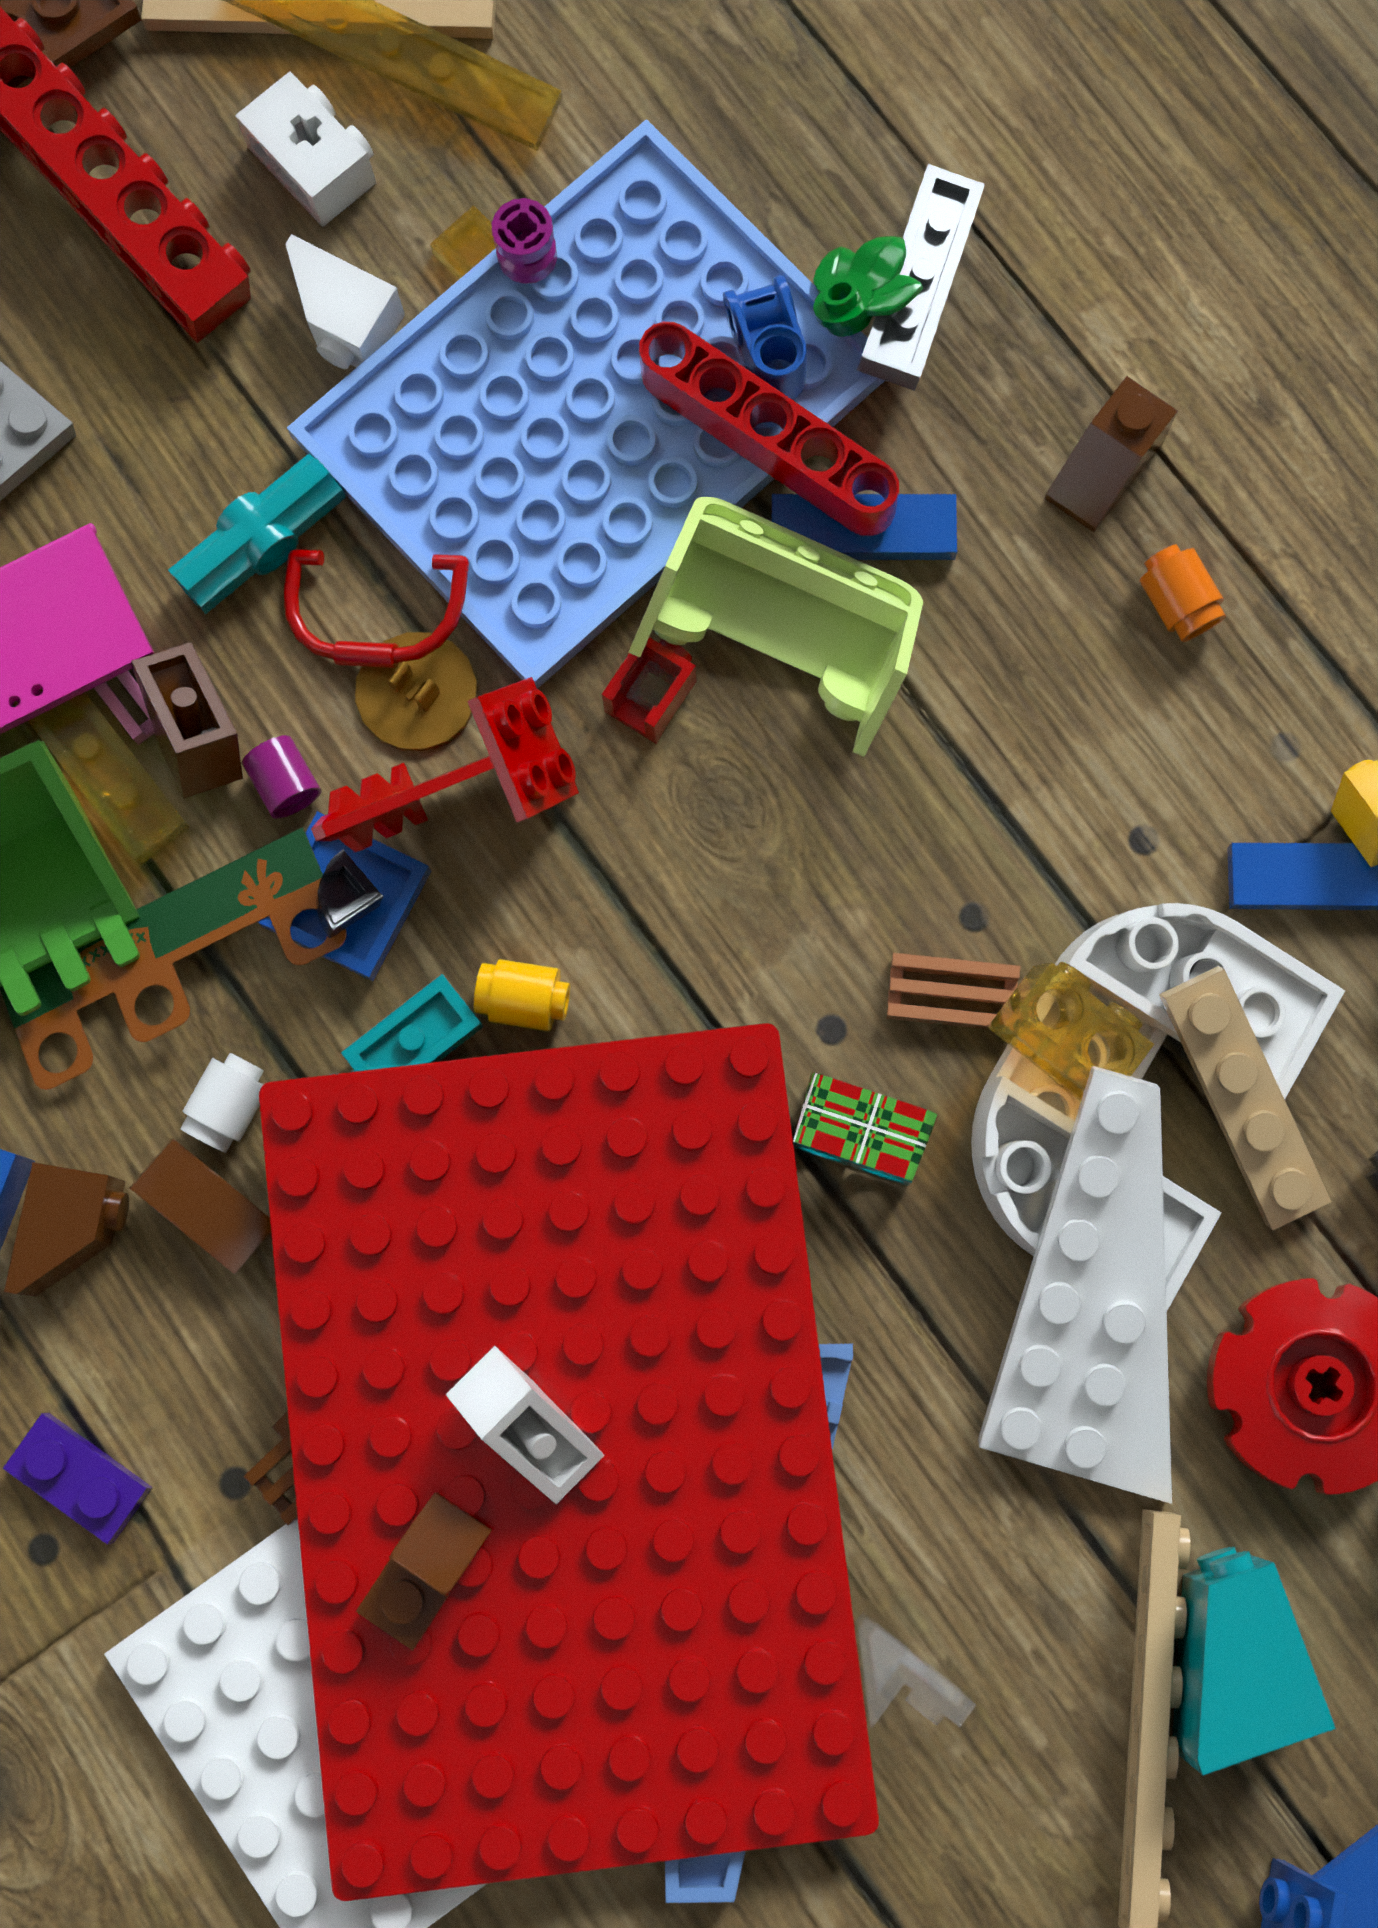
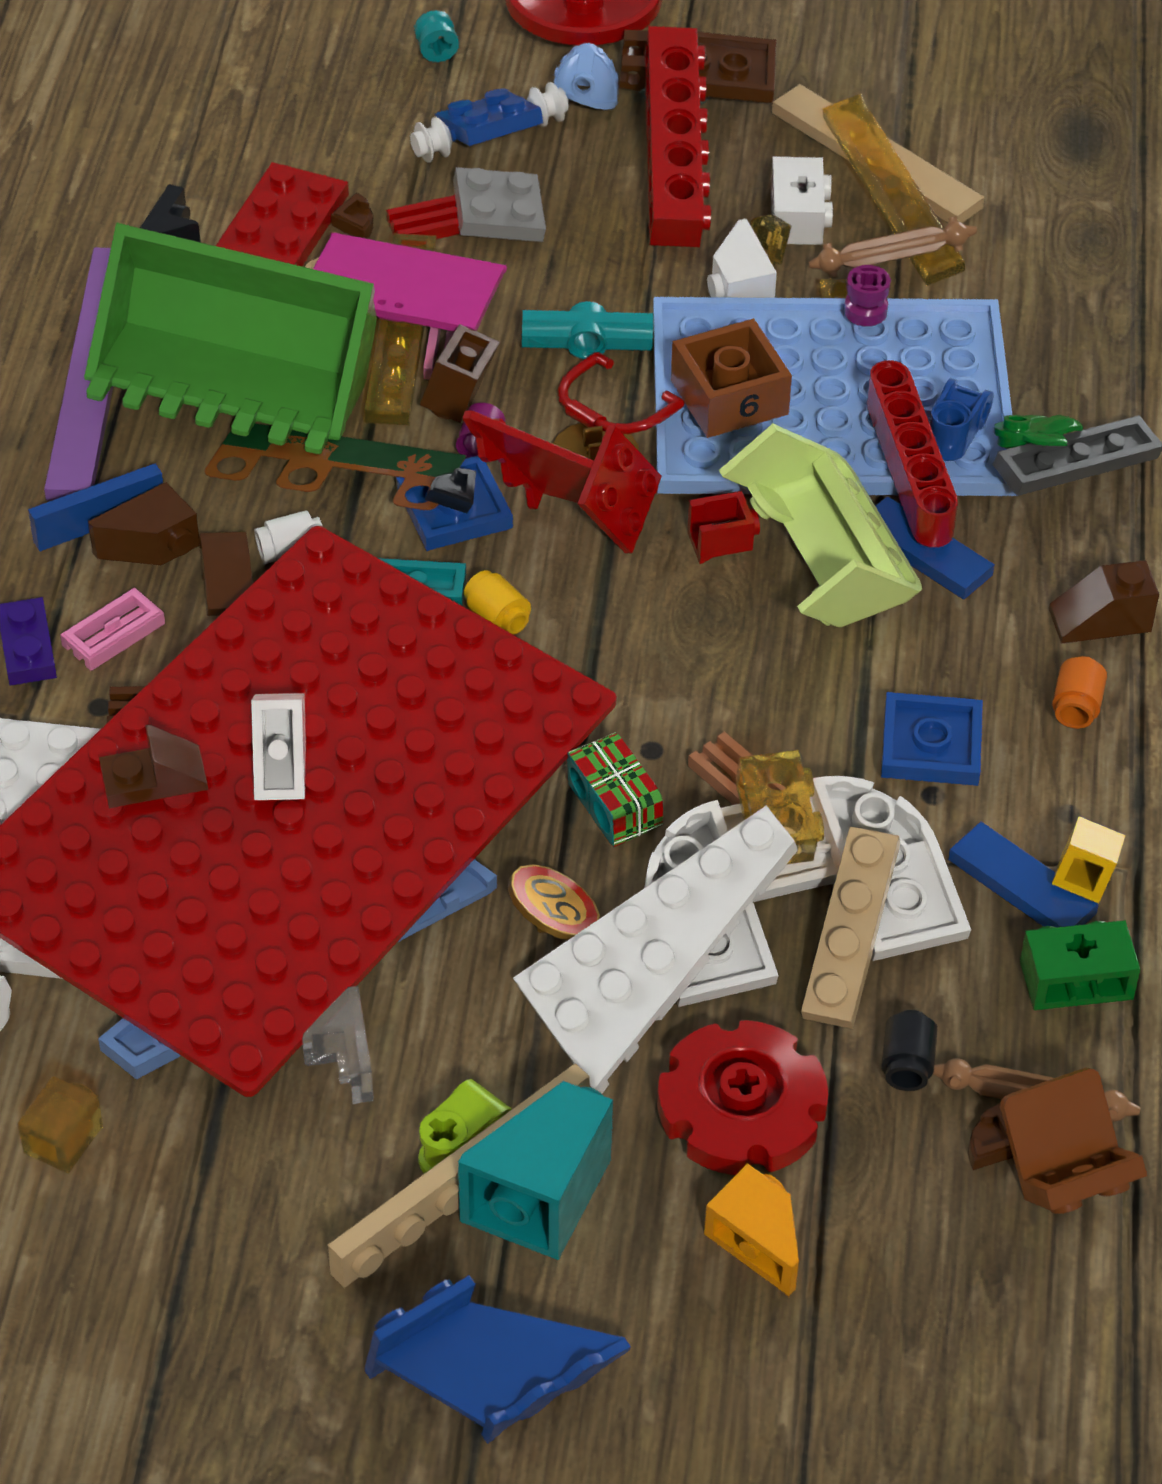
camera: 35 degrees right, 30 degrees down
(175, 1383) = (117, 632): none -> bright pink tile
(327, 227) = (772, 235): none -> clear yellow tile
(473, 136) = (893, 247): none -> medium nougat wheel
(500, 492) = (730, 378): none -> dark orange brick
(937, 1325) = (551, 901): none -> piece
(1096, 779) = (932, 739): none -> blue plate
(1100, 1653) = (457, 1121): none -> lime piece

